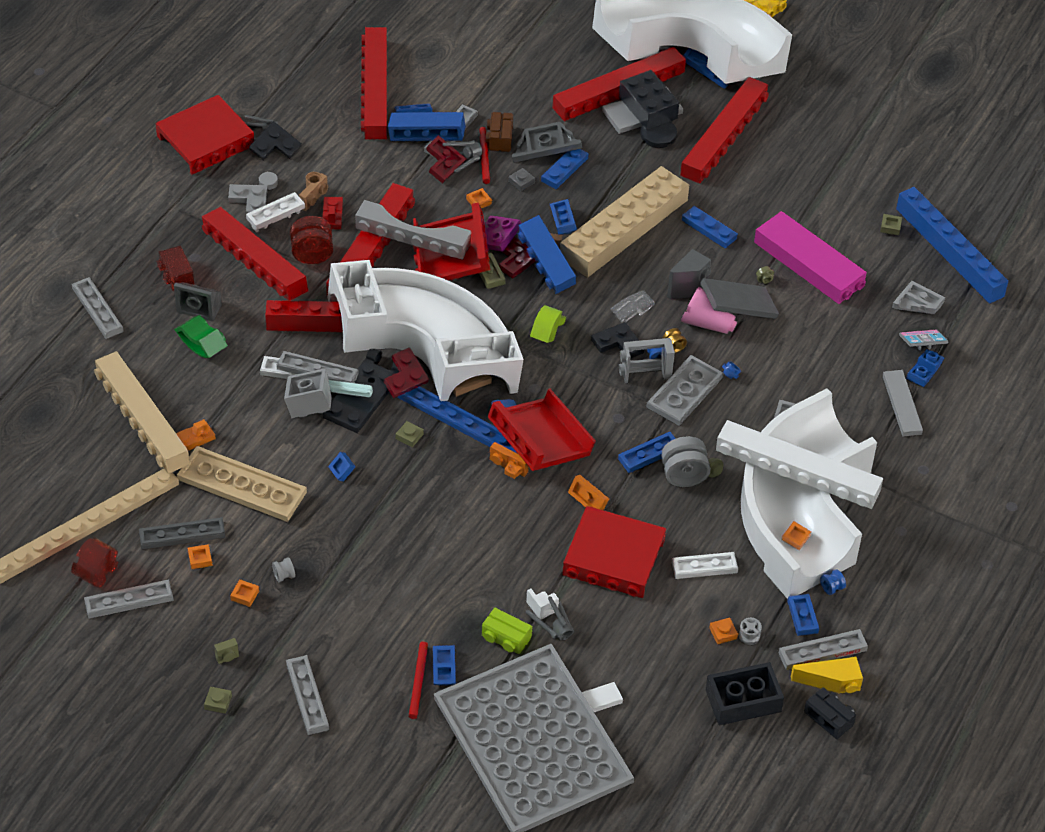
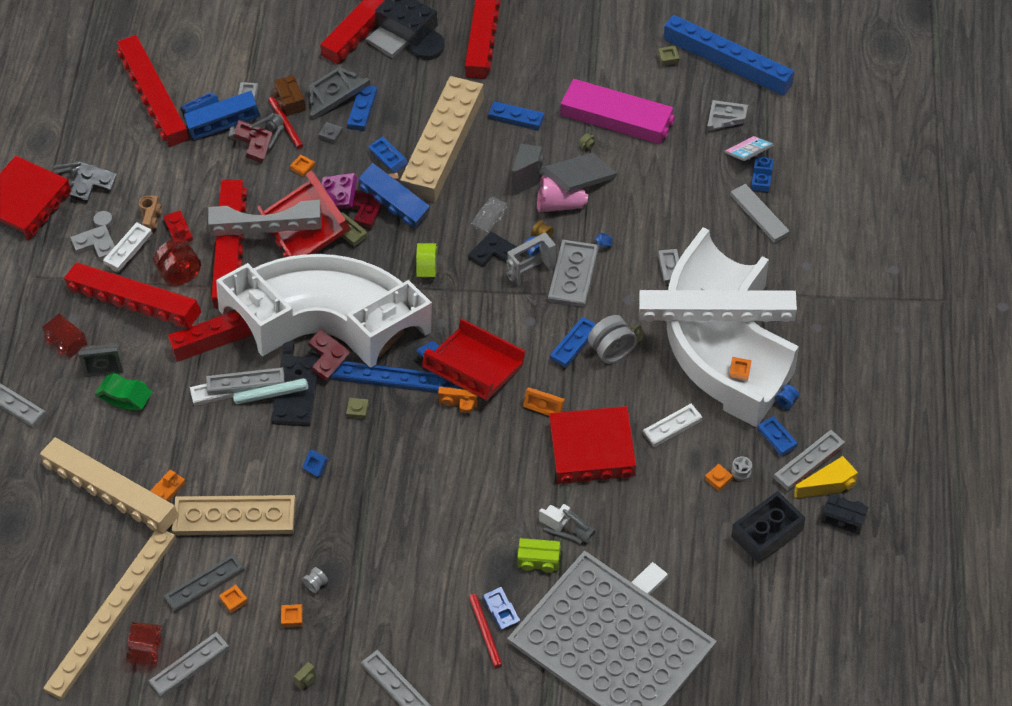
camera: 20 degrees left, 5 degrees up
(308, 393) = (250, 407): light grey slope -> none

